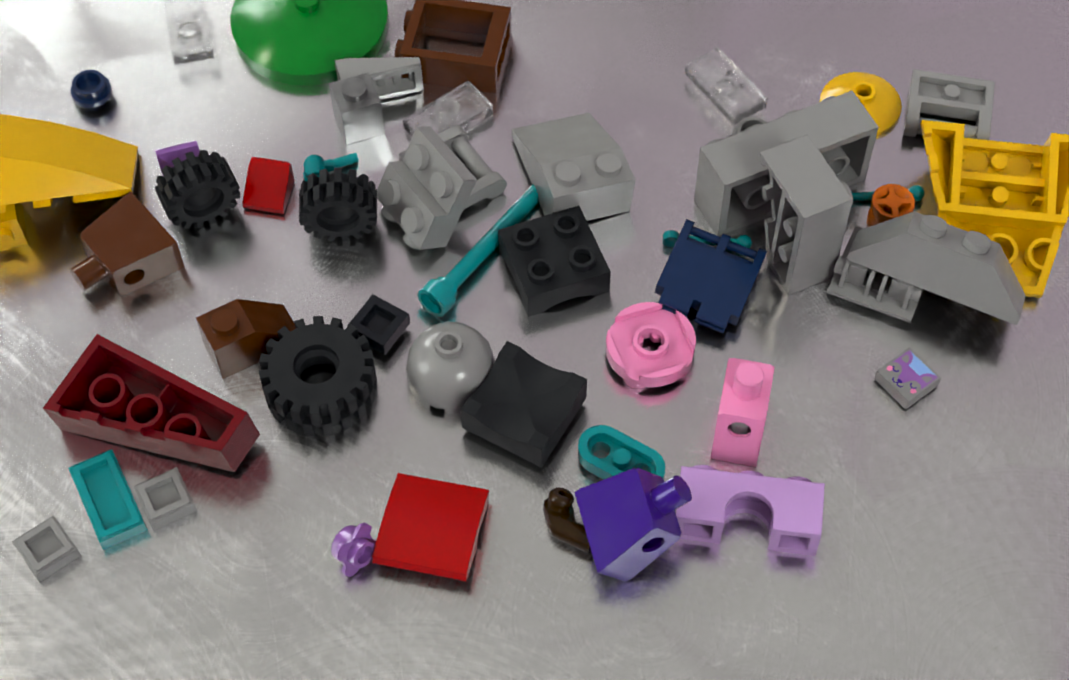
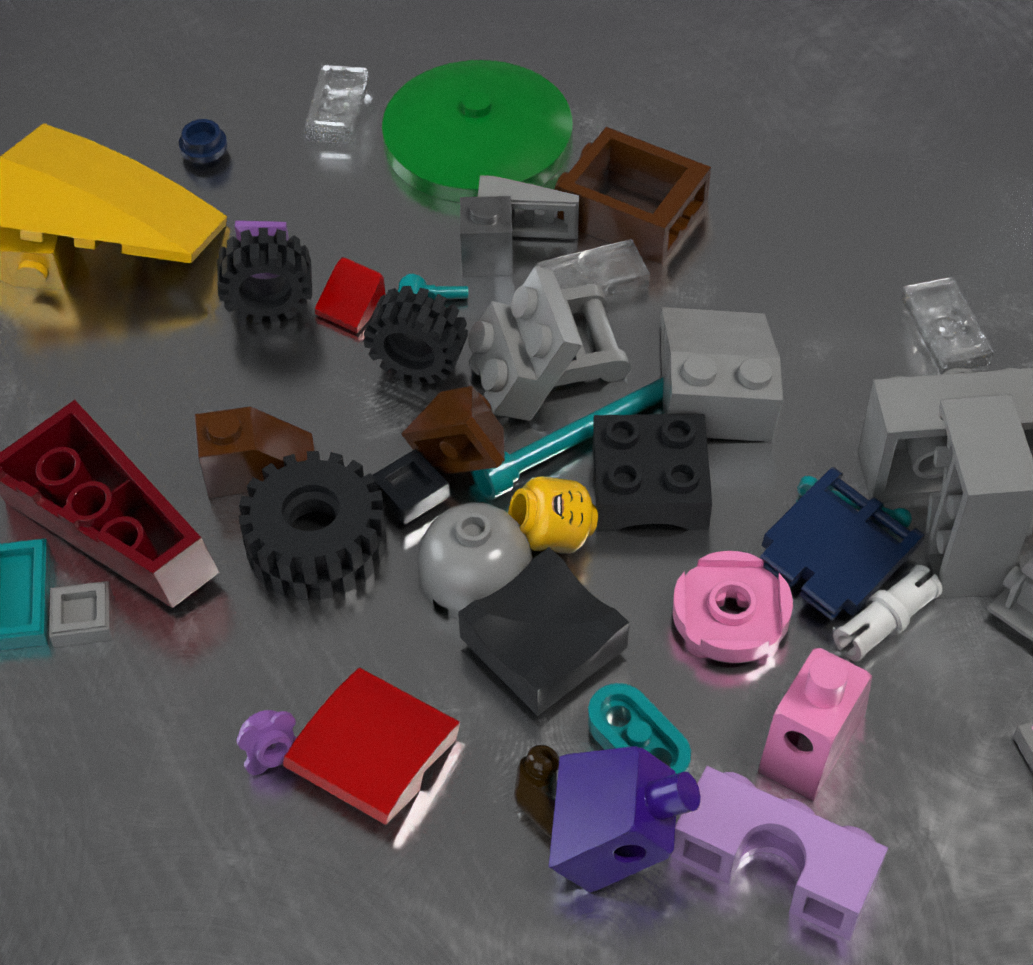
camera: 20 degrees right, 5 degrees down
(126, 249) = (160, 321): reddish brown torso -> none
(402, 273) = (458, 432): none -> reddish brown slope
(498, 314) = (554, 514): none -> yellow head
(760, 316) = (887, 613): none -> white pin

